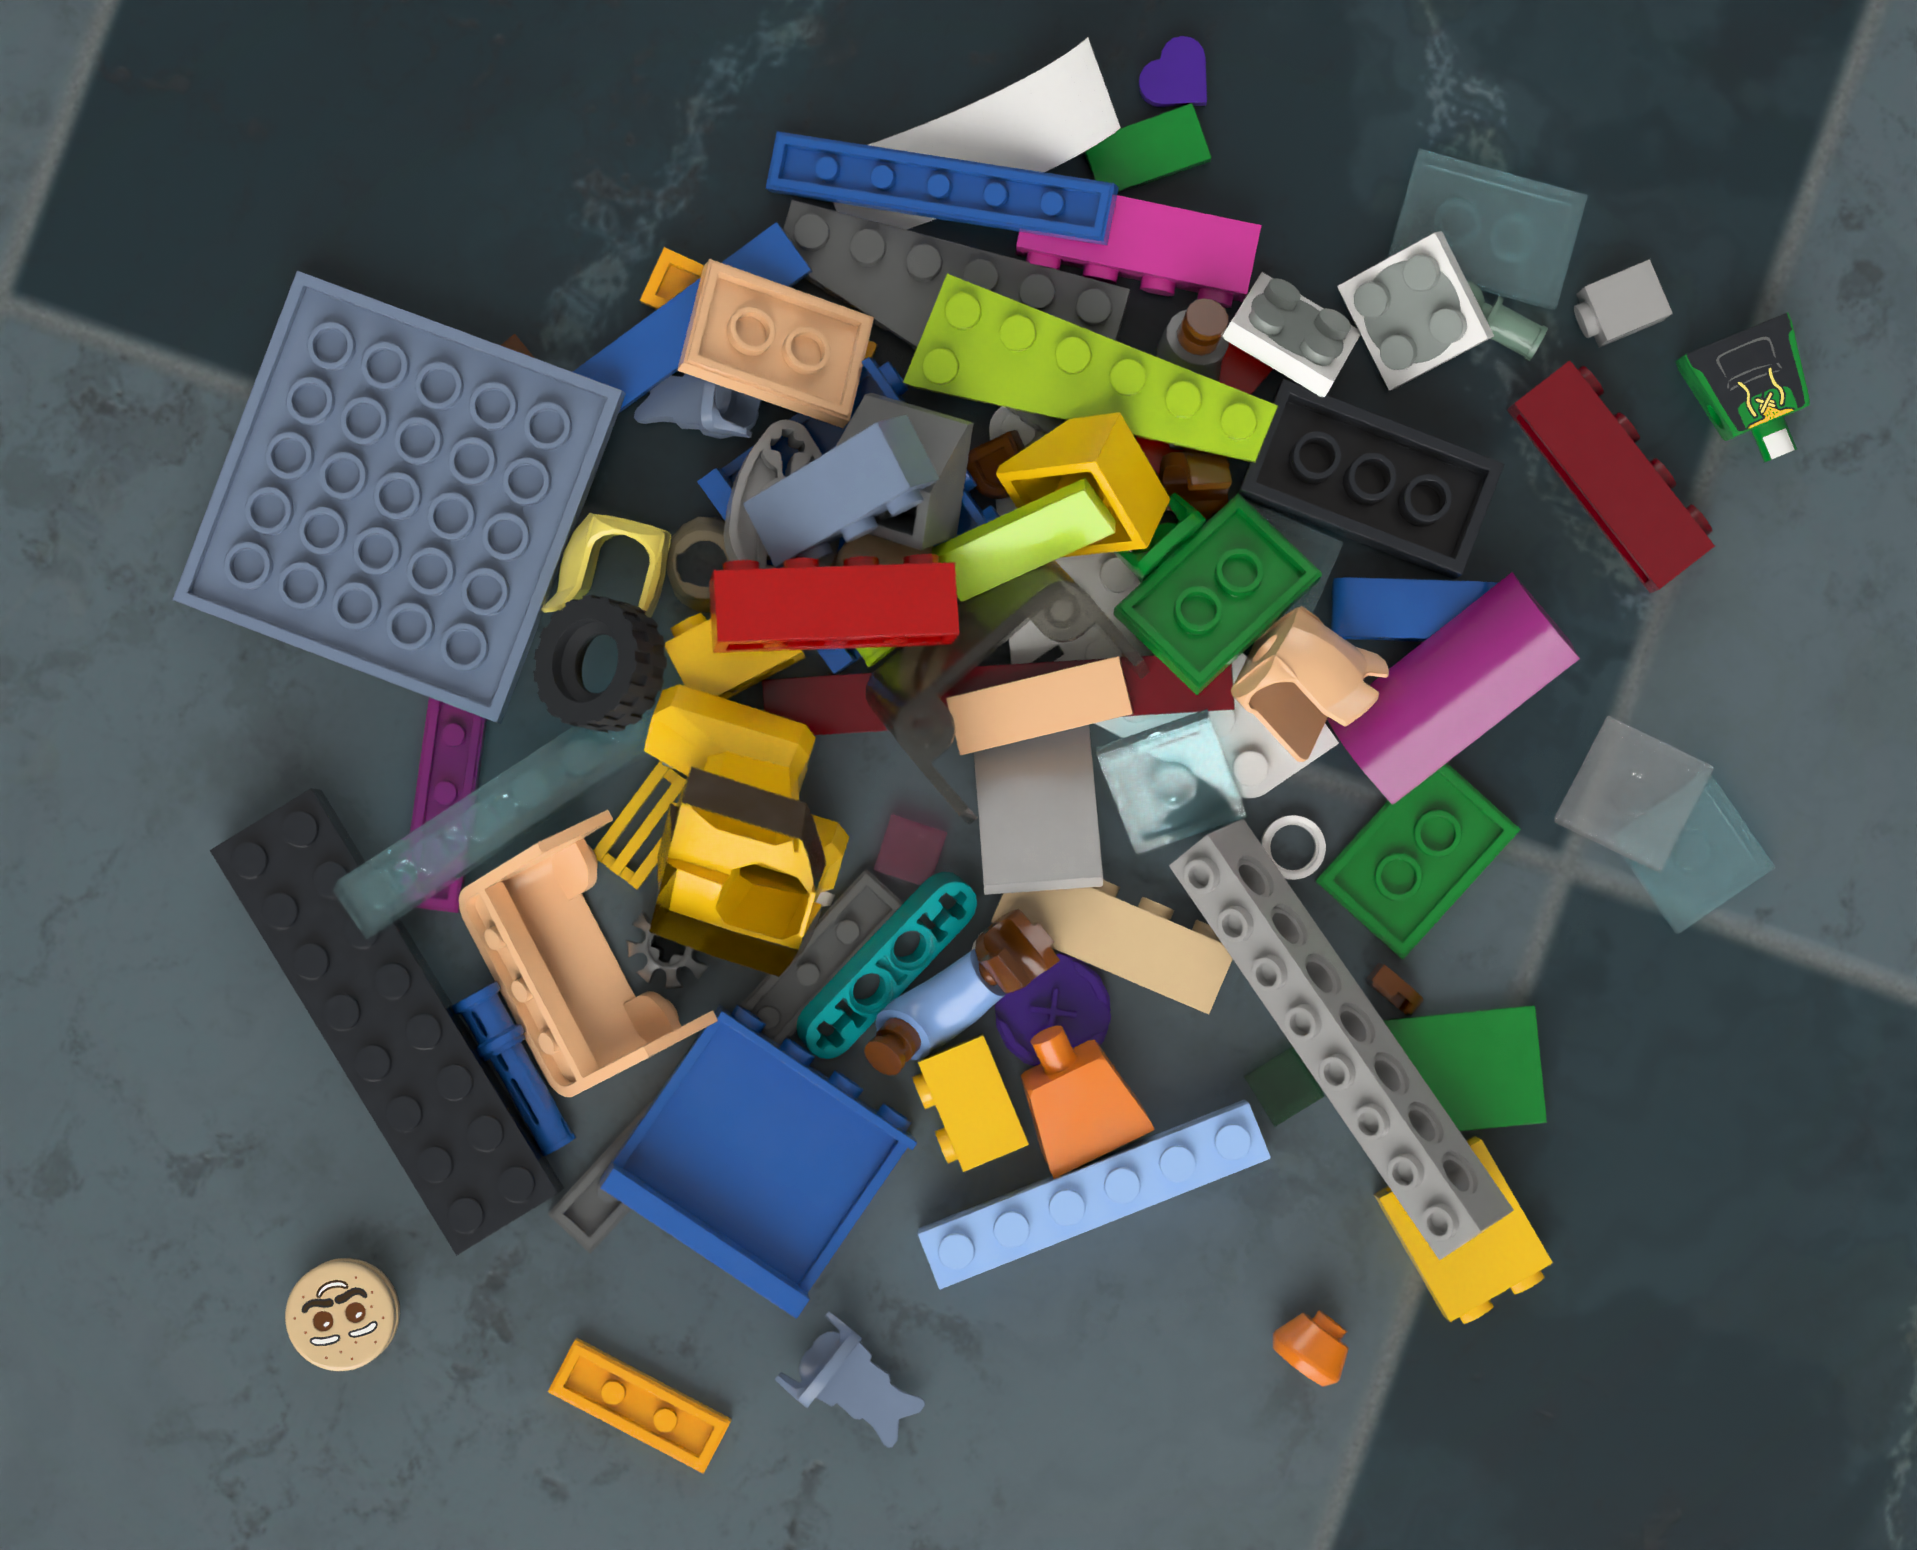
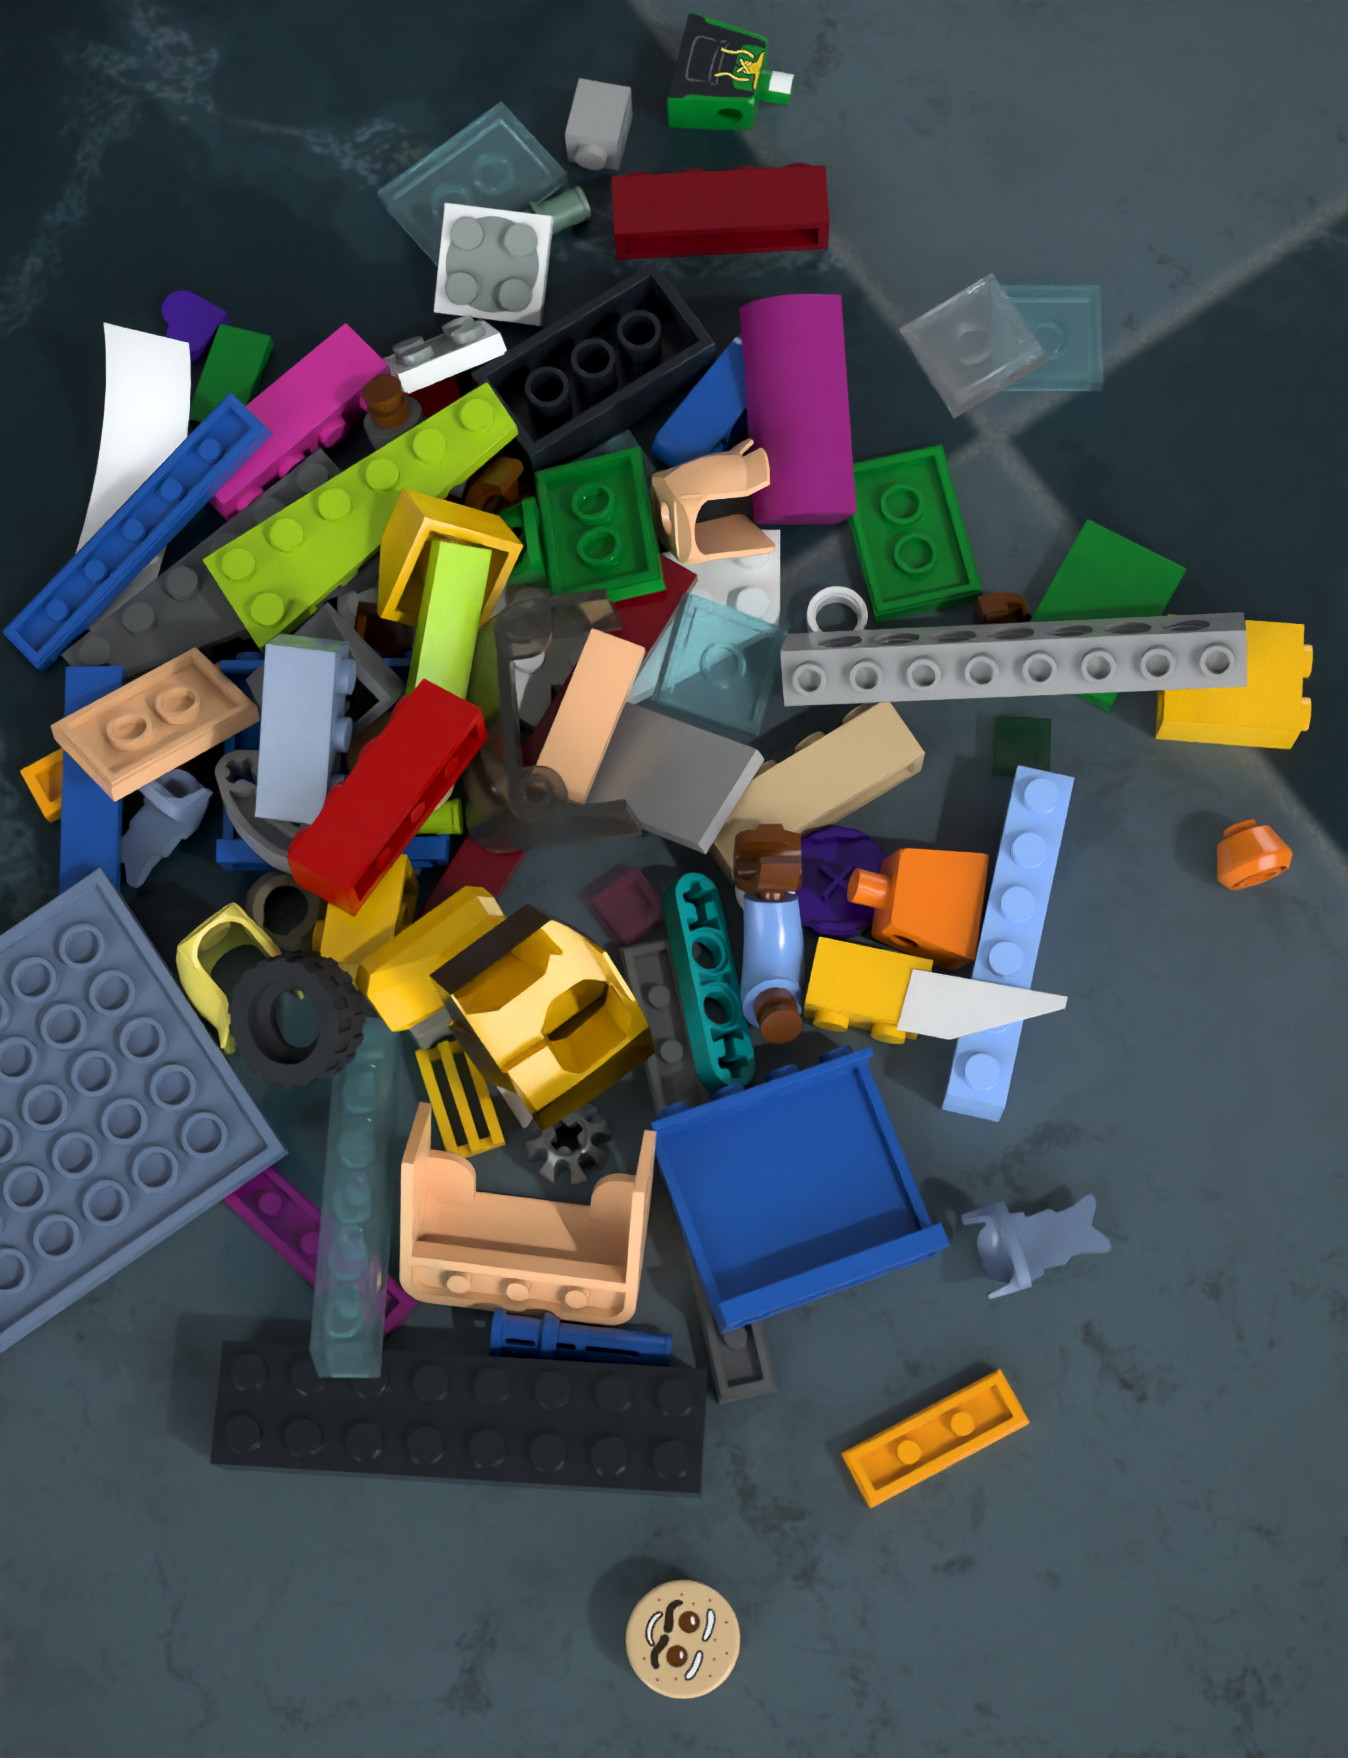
camera: 50 degrees left, 15 degrees down
(999, 1198) = (961, 1006): none -> white sticker

